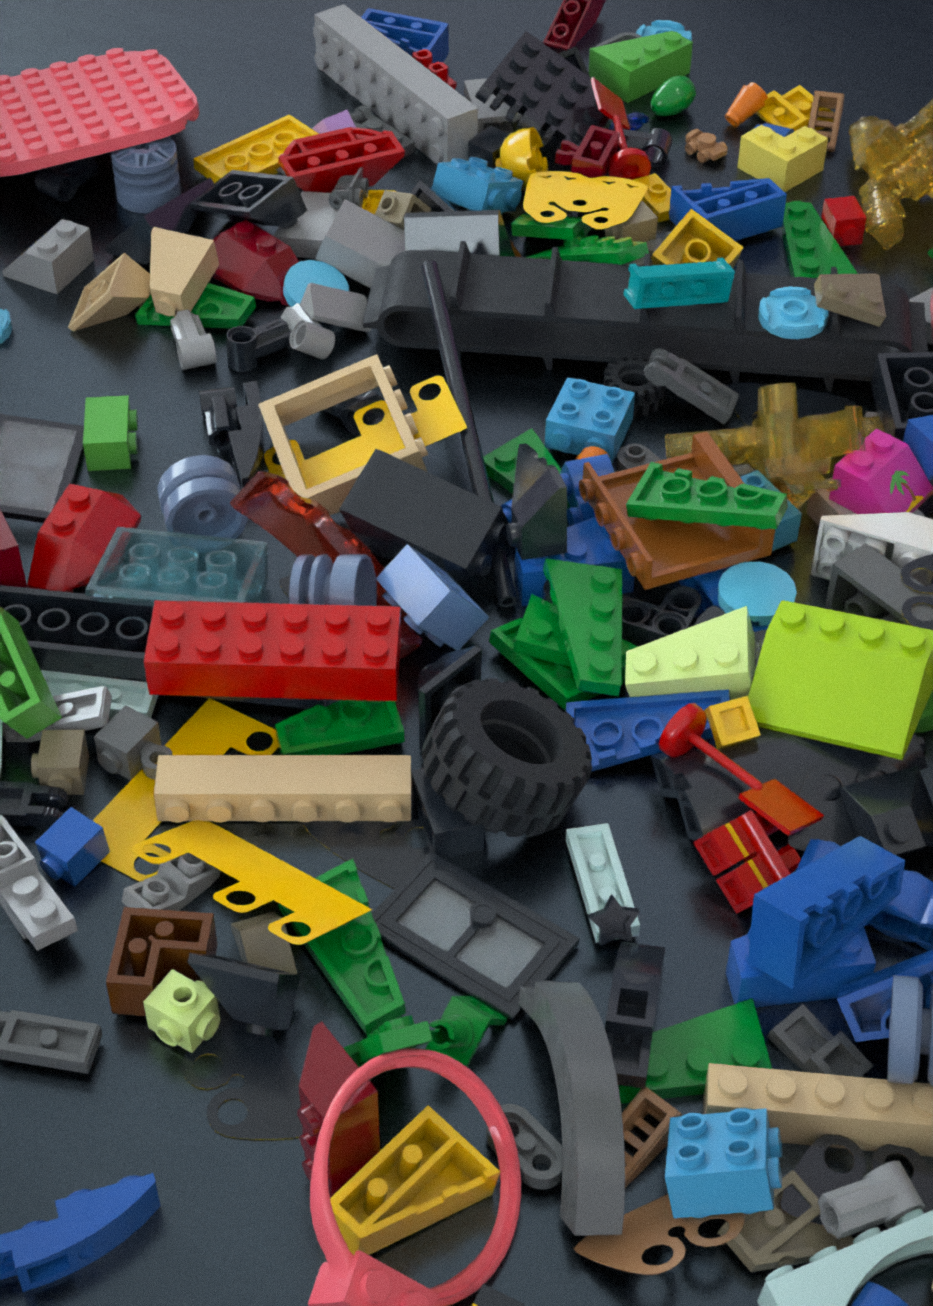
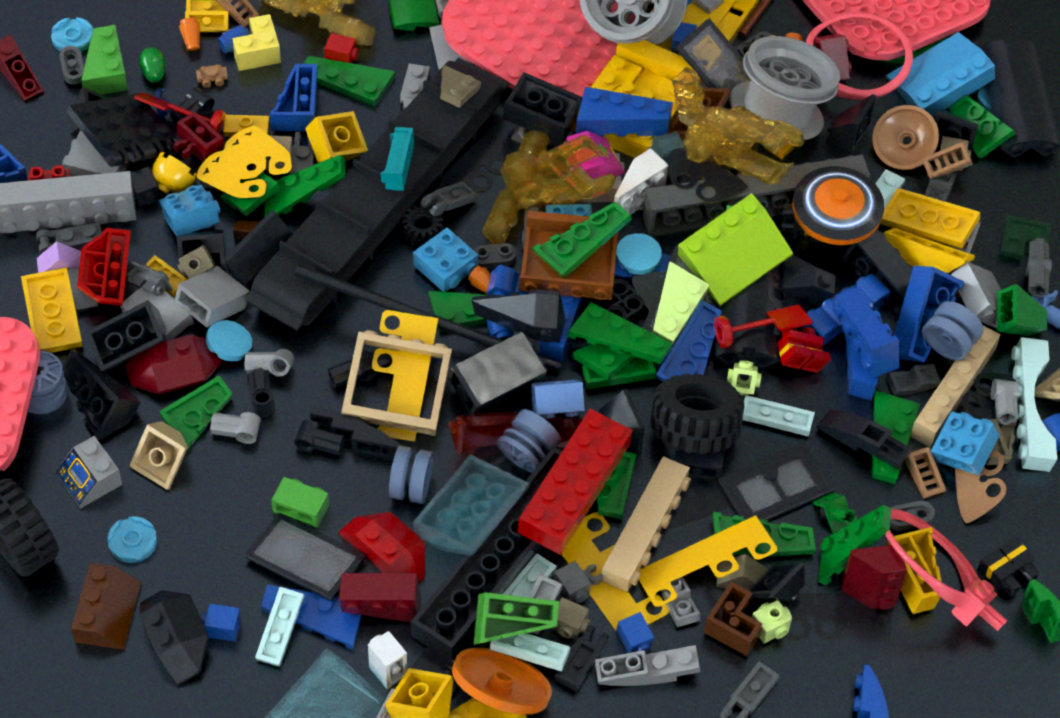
camera: 65 degrees left, 10 degrees up
(179, 269) = (175, 404): tan slope -> none
(335, 306) = (262, 337): light grey slope -> none
(588, 1106) = (908, 469): dark grey arch -> none
(614, 921) = (812, 420): black piece -> none
(634, 805) = (748, 385): none -> yellowish green brick
(732, 722) = (729, 308): yellow plate -> none
(792, 313) = (447, 121): medium azure tile -> none

